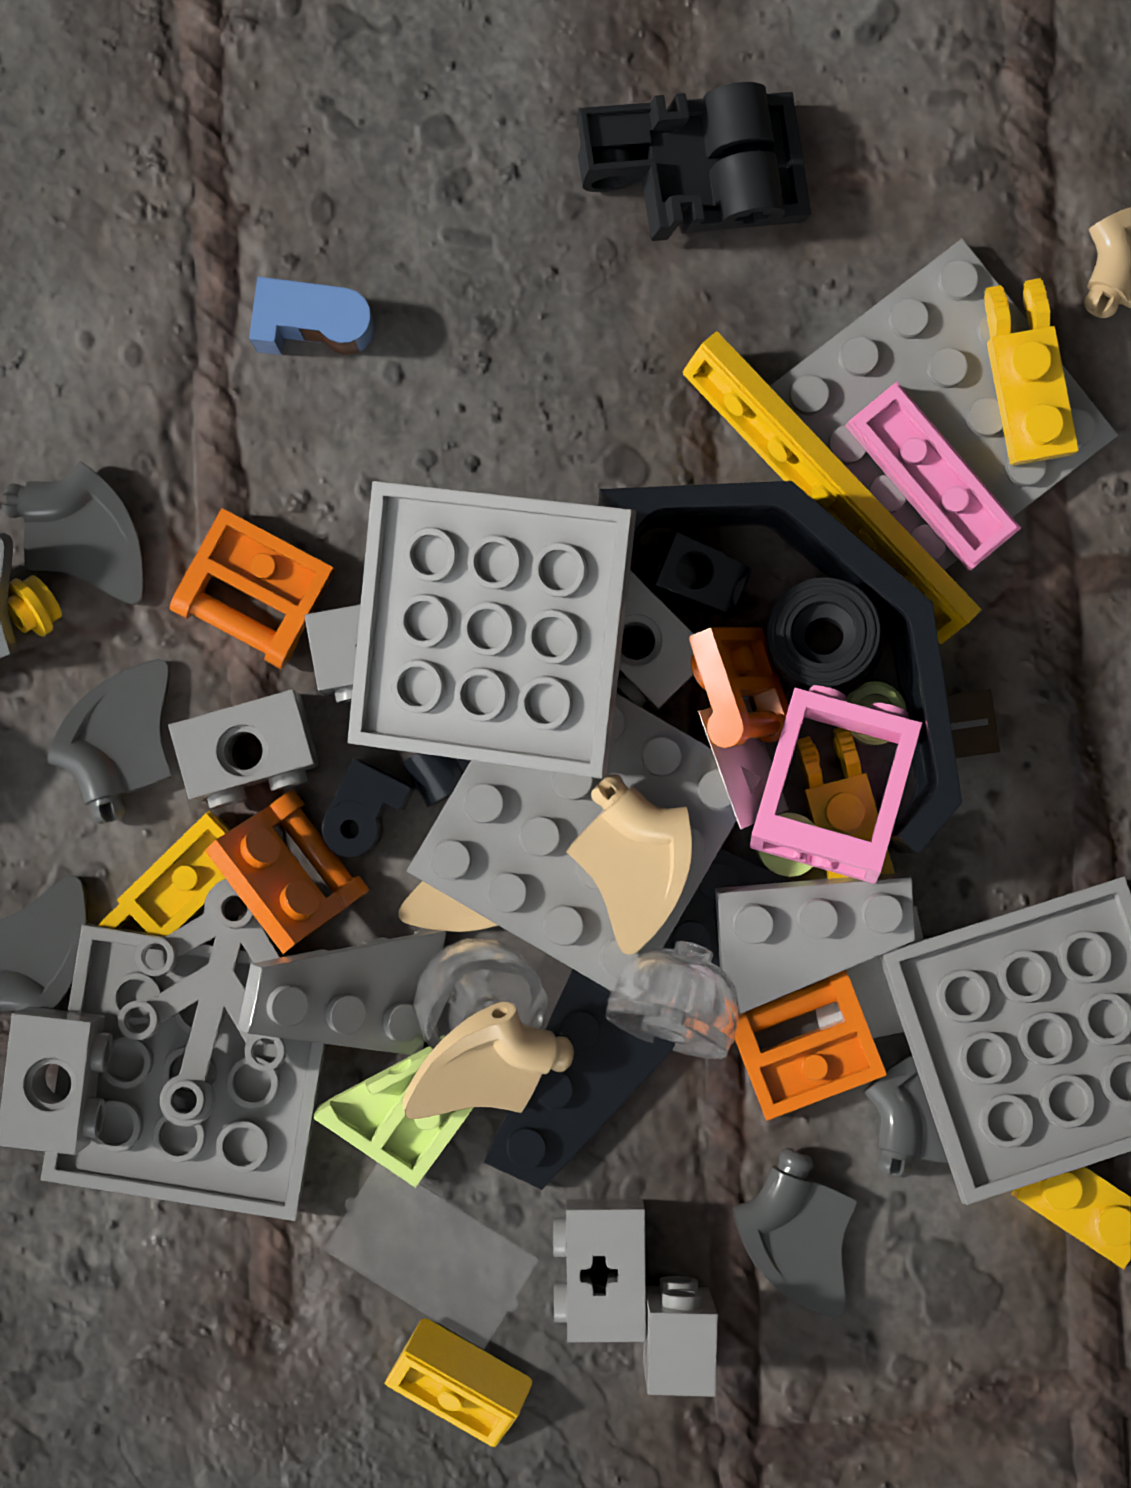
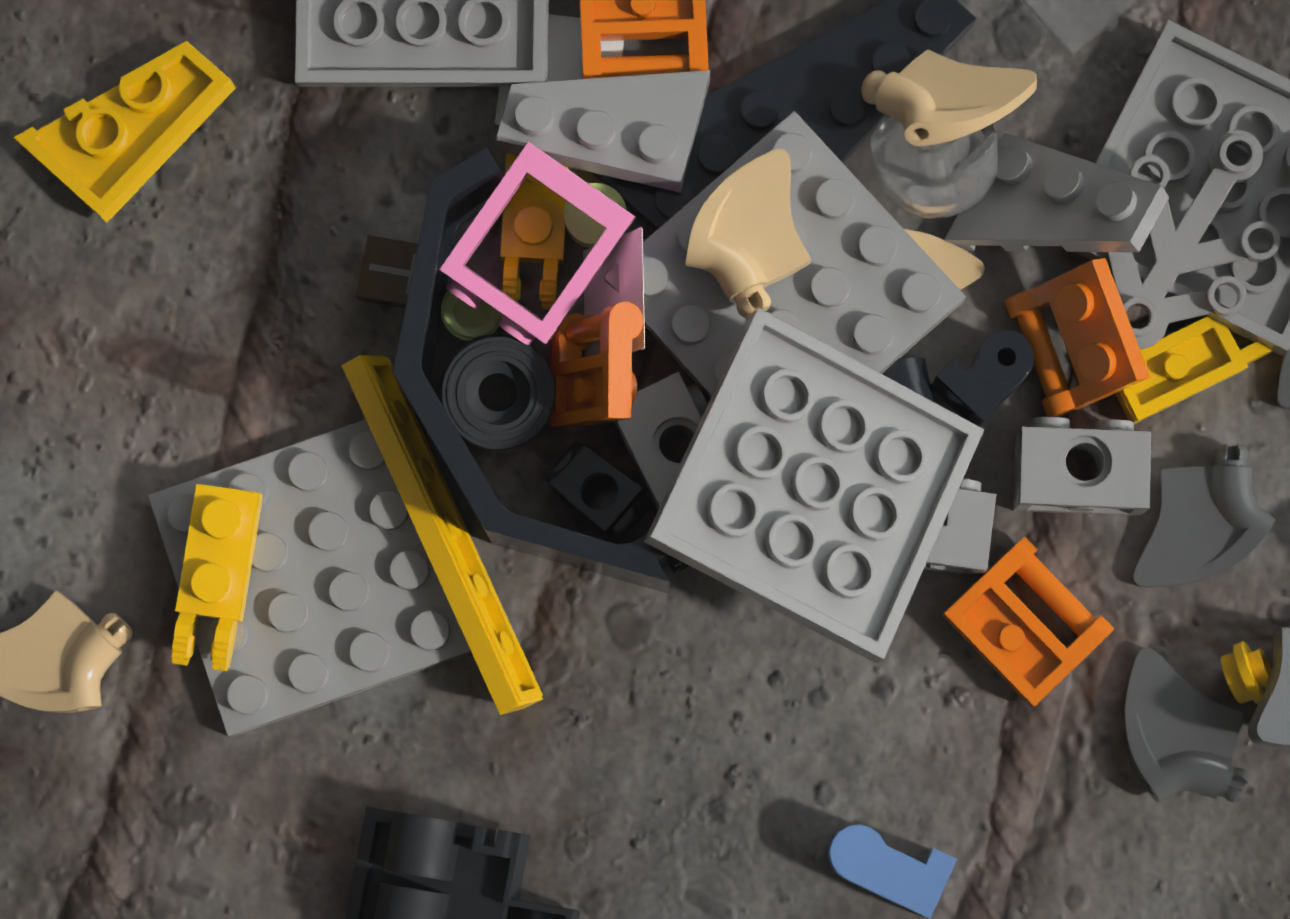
camera: 160 degrees left, 5 degrees down
(376, 1123) = (1067, 85): yellowish green wing -> none
(678, 1000) = (750, 96): clear cylinder -> none
(932, 476) = (341, 508): bright pink tile -> none

